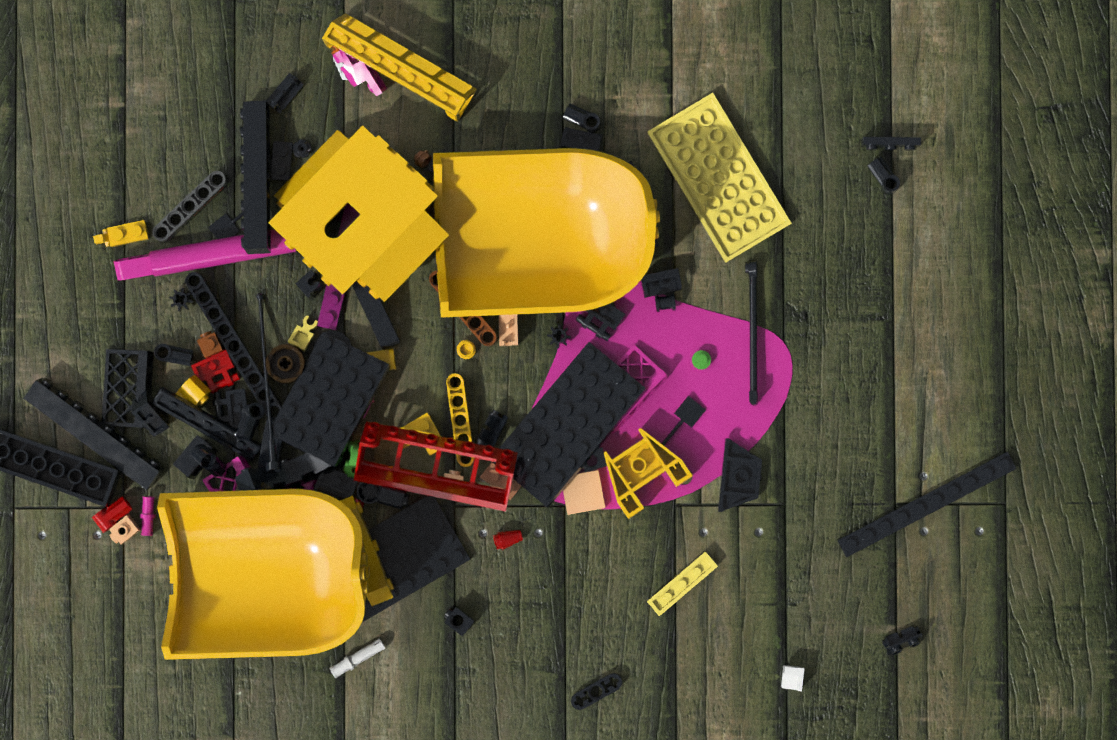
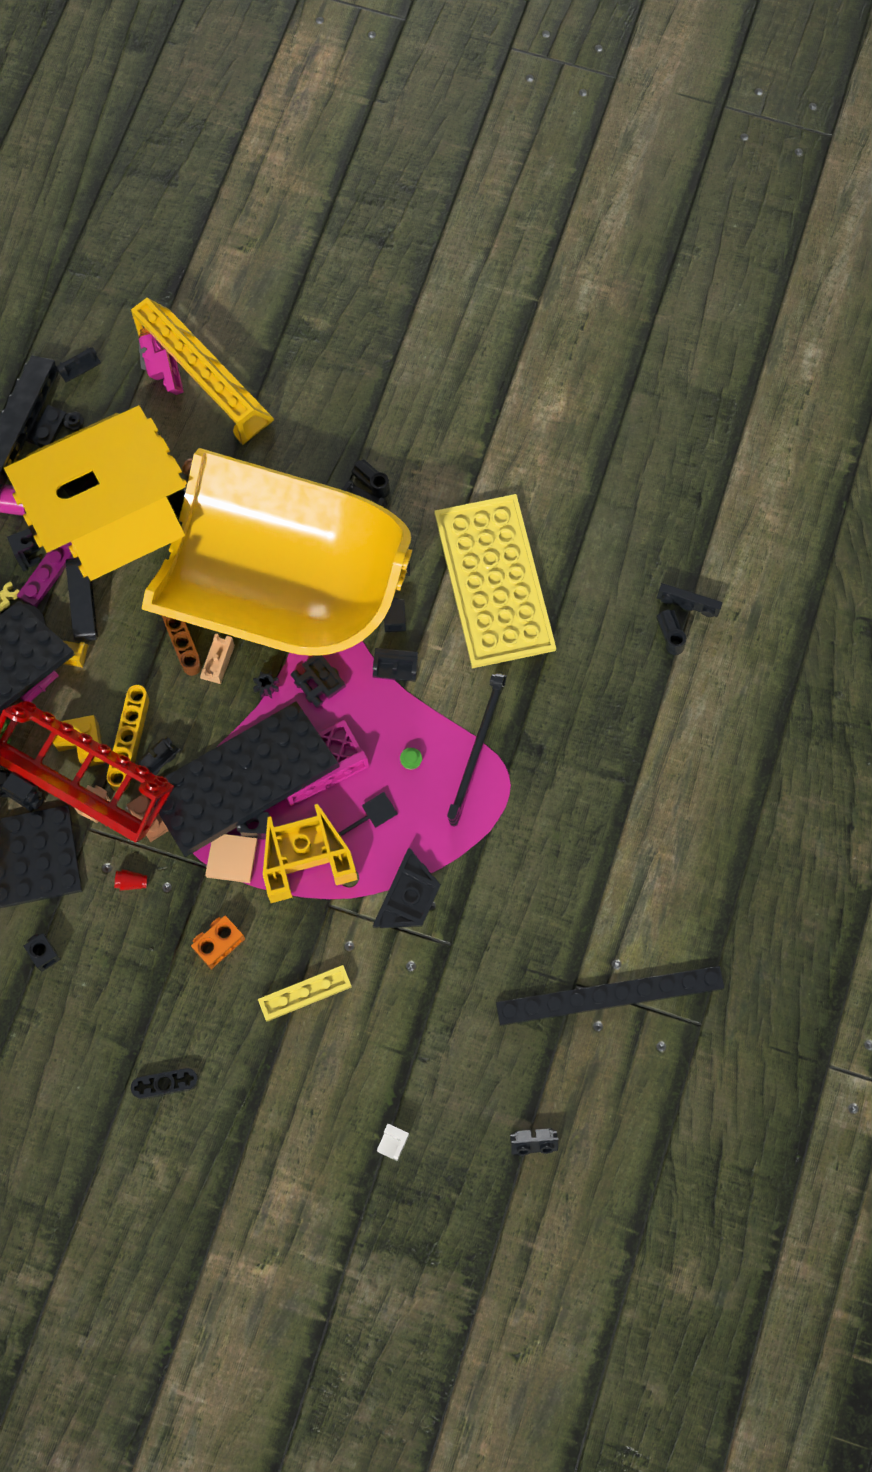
camera: 15 degrees right, 15 degrees down
(466, 349) = (163, 669): yellow plate -> none
(601, 567) = (222, 946): none -> orange brick
(665, 303) = (392, 686): black bush -> none

